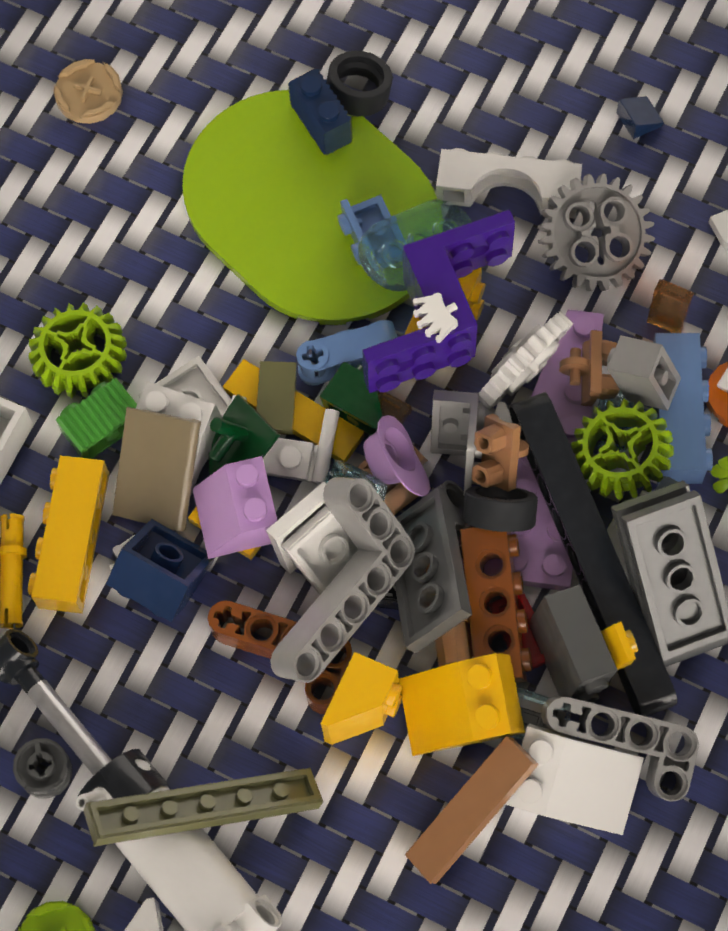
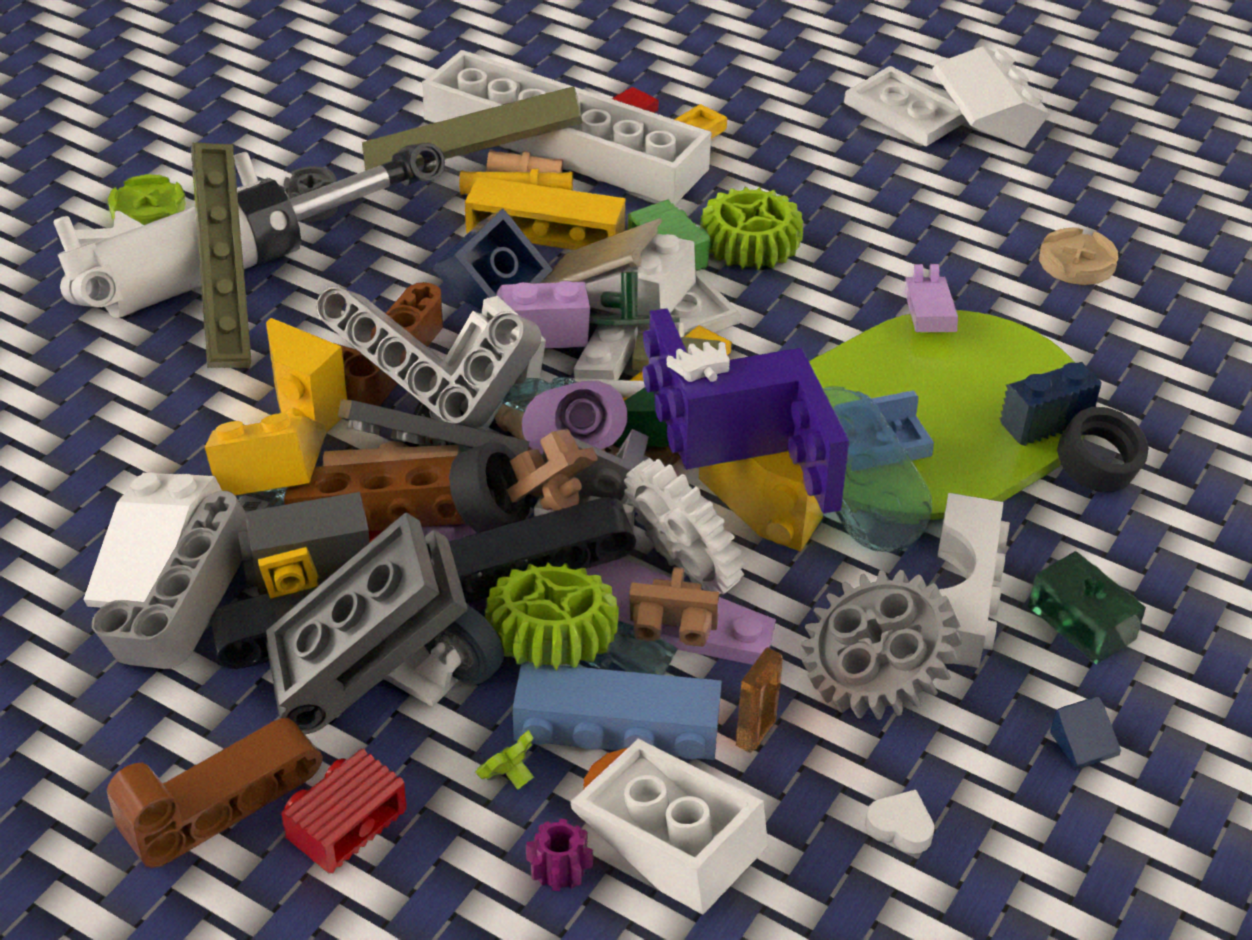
camera: 90 degrees right, 25 degrees down
(183, 201) = (930, 301): none -> lavender hinge
(471, 809) = (150, 449): medium nougat tile -> none
(525, 105) = (1086, 607): none -> clear green brick
(643, 372) = (643, 624): light grey brick -> none

